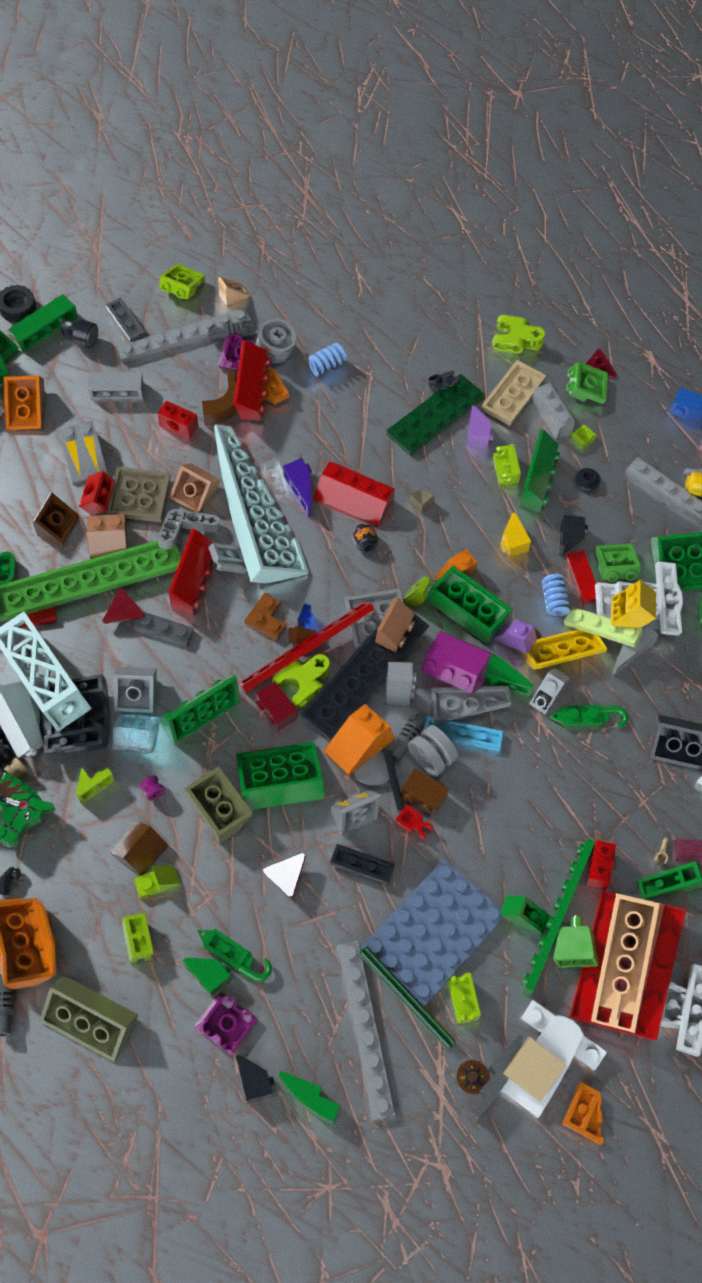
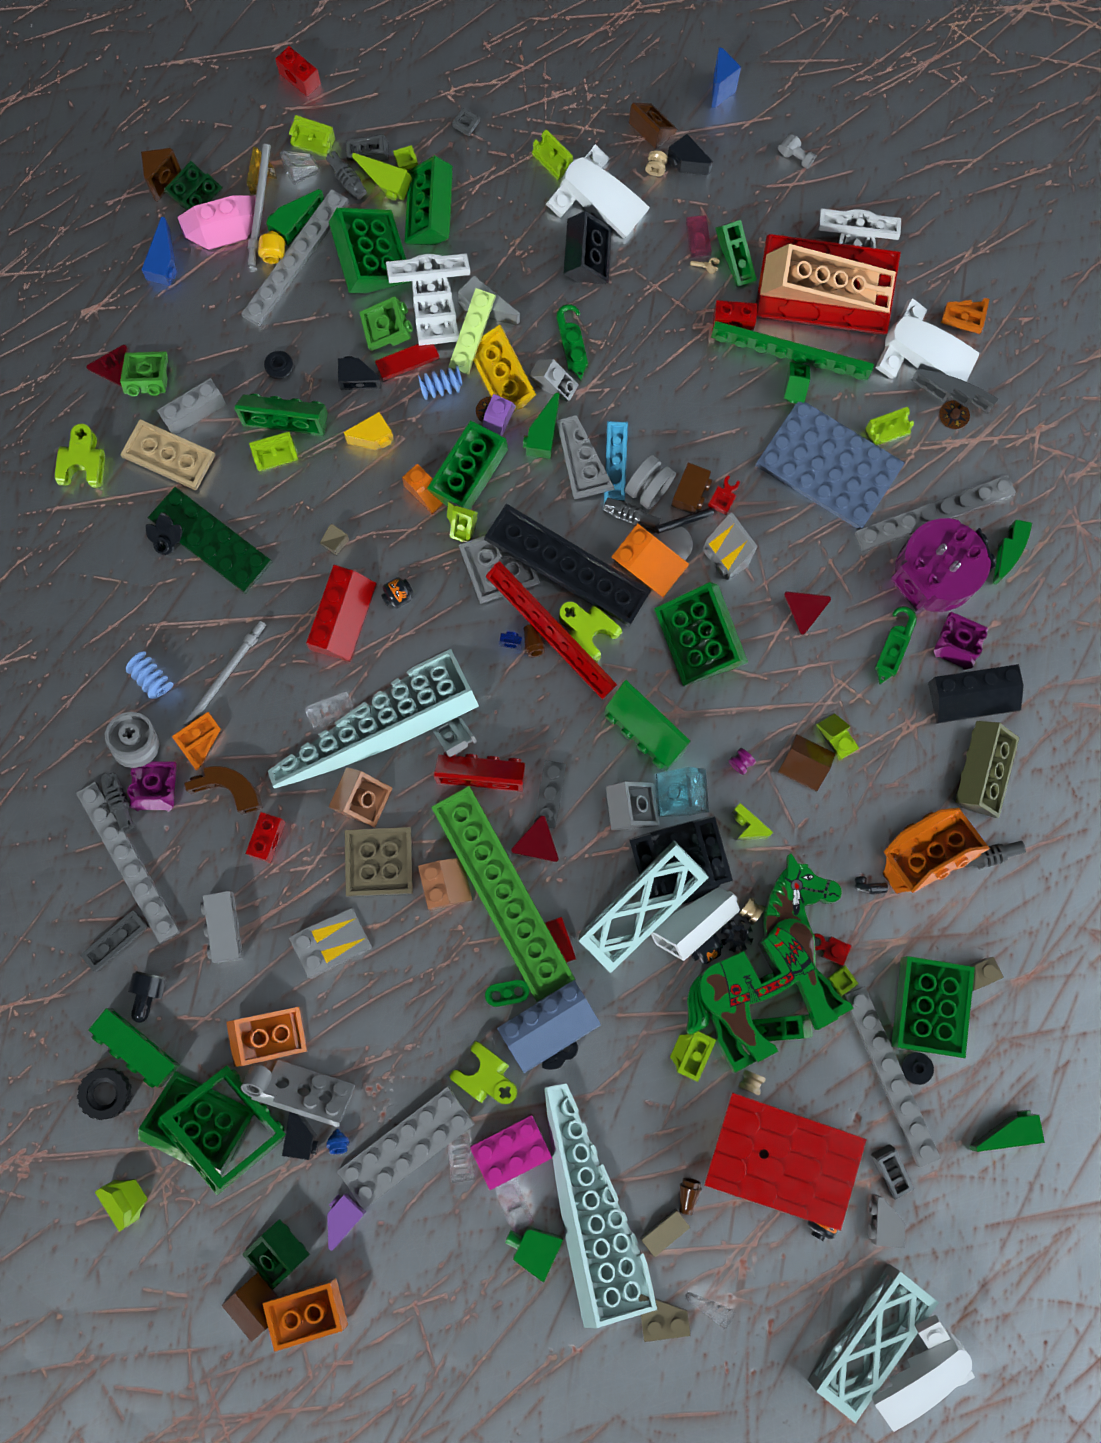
camera: 100 degrees left, 15 degrees up
(54, 519) = (432, 949): reddish brown slope -> none
(97, 493) = (380, 901): red brick -> none
(137, 937) = (902, 739): lime hinge -> none
(166, 1024) = (976, 693): none -> black slope
(181, 281) = (42, 882): lime plate -> none
(204, 522) = (409, 800): light grey beam -> none
(208, 973) = (920, 663): green slope -> none
(218, 804) = (750, 686): olive slope -> none
(231, 291) = (51, 813): light nougat slope -> none
(252, 382) = (202, 752): red slope -> none
(255, 1080) = (1008, 601): black slope -> none
(262, 618) = (518, 689): dark orange plate -> none
(276, 706) = (624, 652): dark red brick -> none
(298, 478) = (333, 676): dark purple slope -> none
(303, 1013) = (943, 565): none -> magenta piece
(344, 430) = (249, 640): none -> light grey bar
(362, 864) = (778, 538): black plate -> none
(395, 625) = (521, 534): nougat slope -> none
(400, 683) = (585, 522): light grey brick -> none
(407, 998) = (900, 478): dark green axle -> none
(456, 662) = (547, 469): magenta slope -> none
(479, 429) = (226, 487): medium lavender slope -> none
(534, 1069) = (947, 354): tan tile -> none
(576, 945) = (820, 330): bright green torso -> none
(583, 435) = (218, 373): lime tile -> none
(633, 606) = (453, 296): yellow slope -> none

